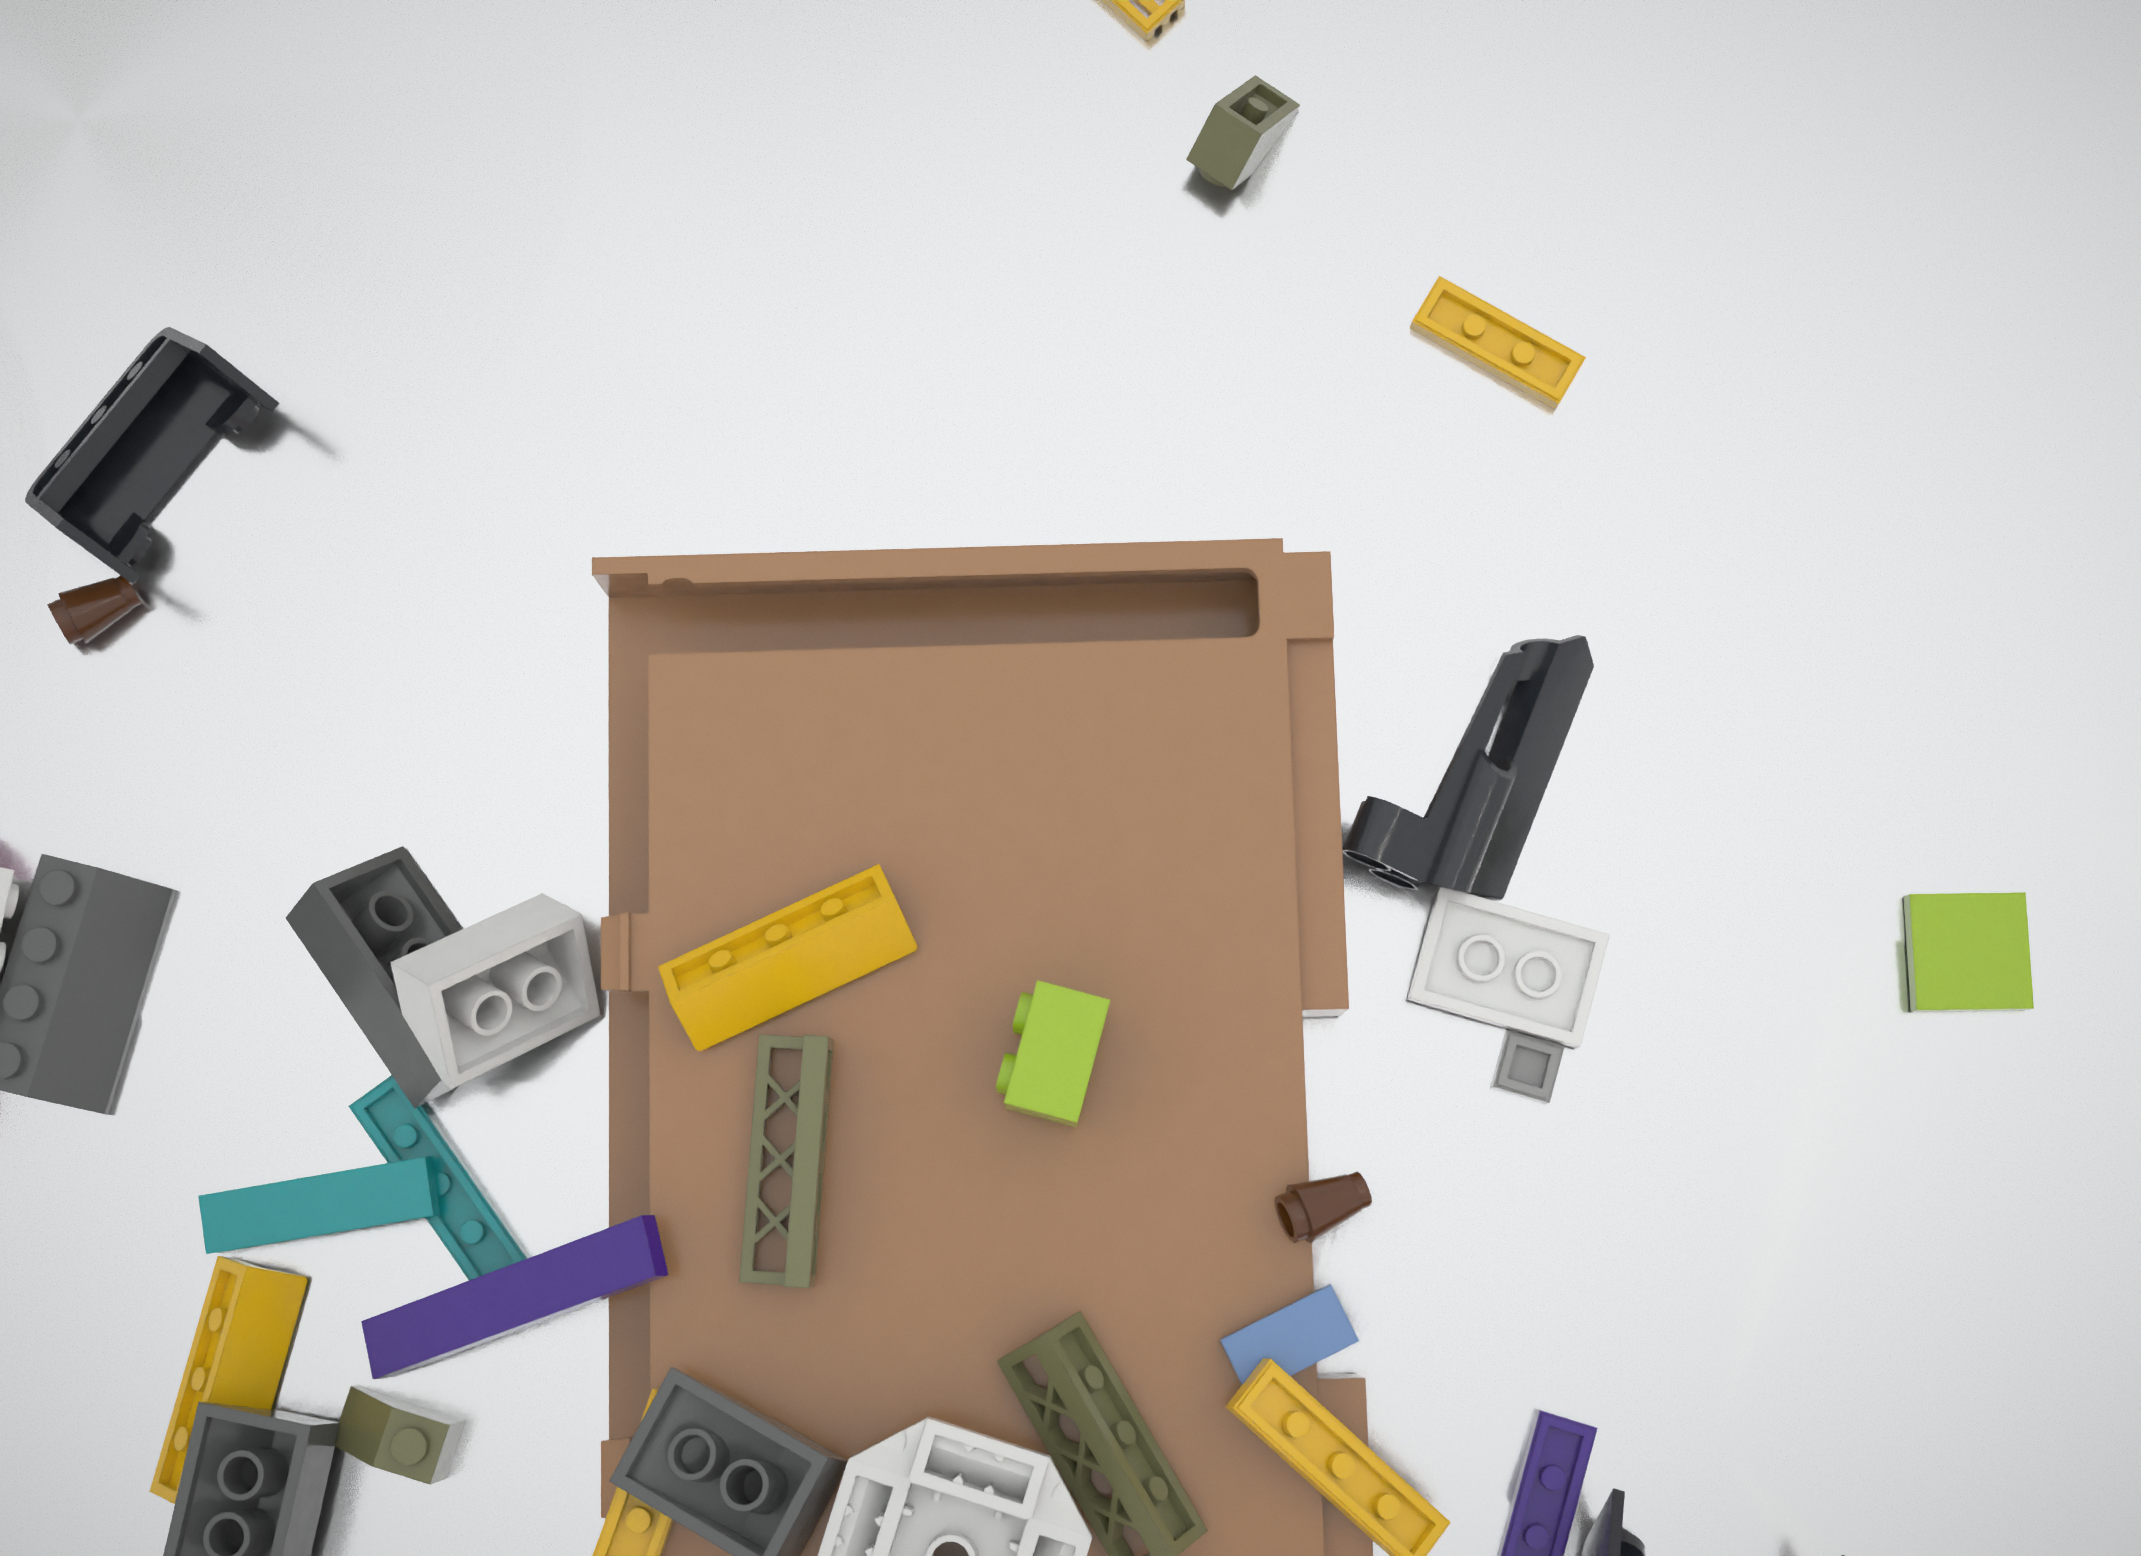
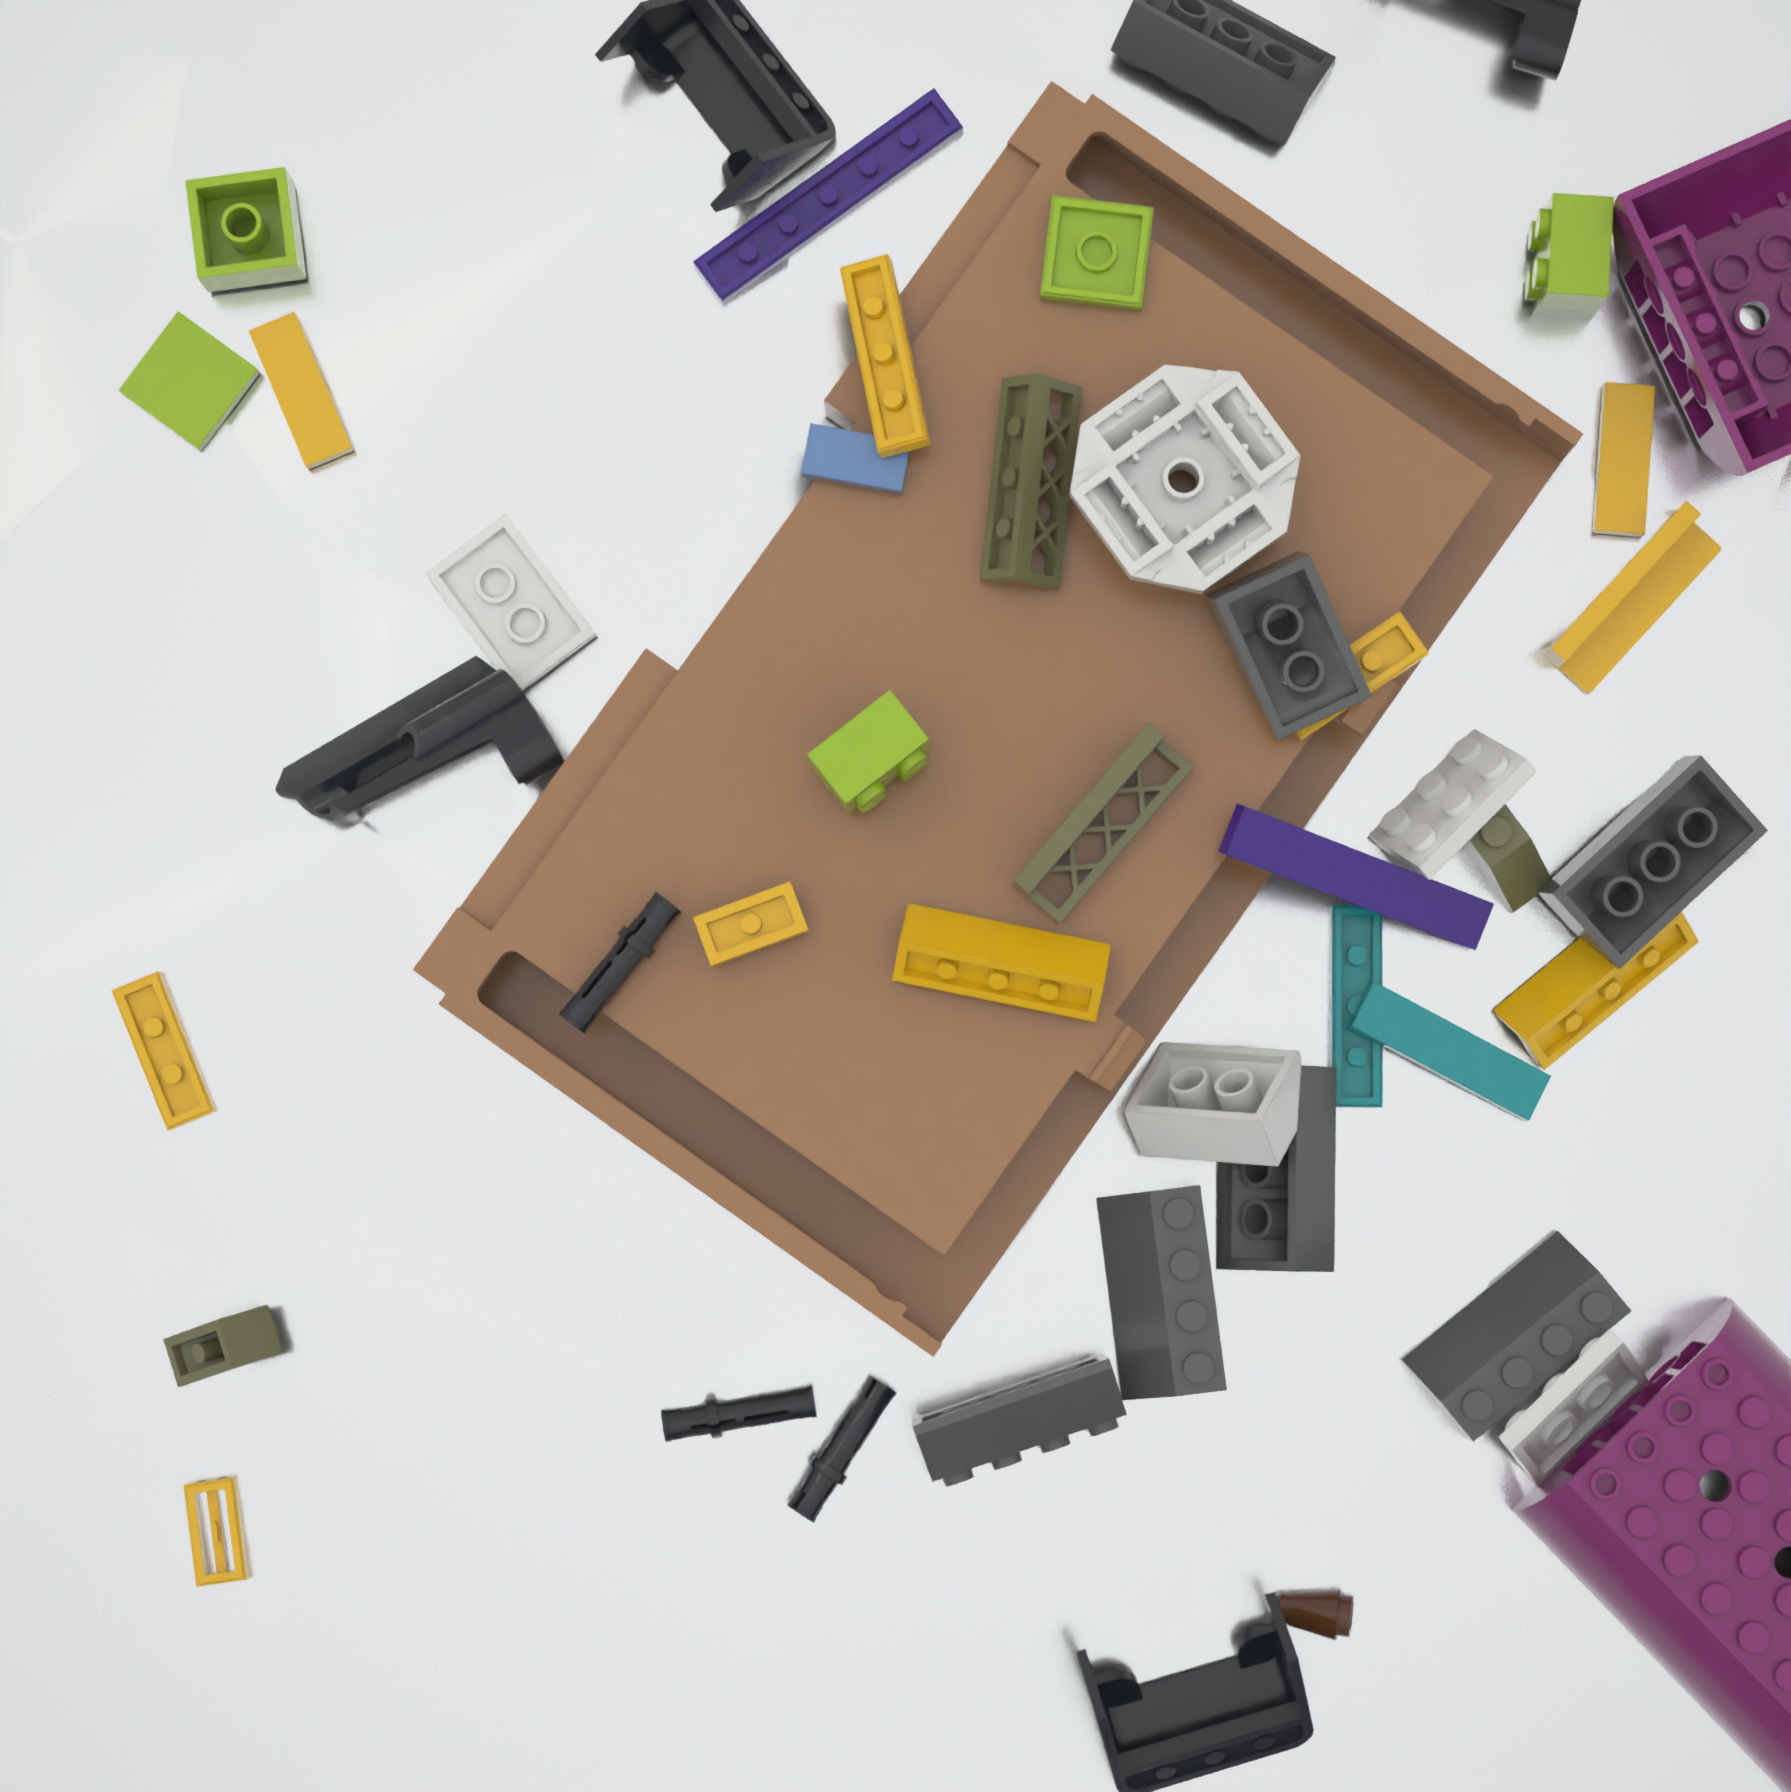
camera: 140 degrees left, 5 degrees up
(435, 784) = (1161, 1293): none -> dark grey slope
(474, 1445) = (1452, 803): none -> white plate
(487, 576) = (1018, 1419): none -> dark grey slope
(629, 427) = (837, 1455): none -> black pin
(754, 394) = (738, 1413): none -> black pin
(1049, 817) = (750, 924): none -> yellow plate
(1144, 715) = (627, 953): none -> black pin
(1321, 1205) = (768, 528): reddish brown cone -> none
(1527, 1067) = (551, 529): light grey tile -> none
(1860, 1021) = (301, 390): none -> yellow tile
(2038, 1131) = (245, 229): none -> lime brick

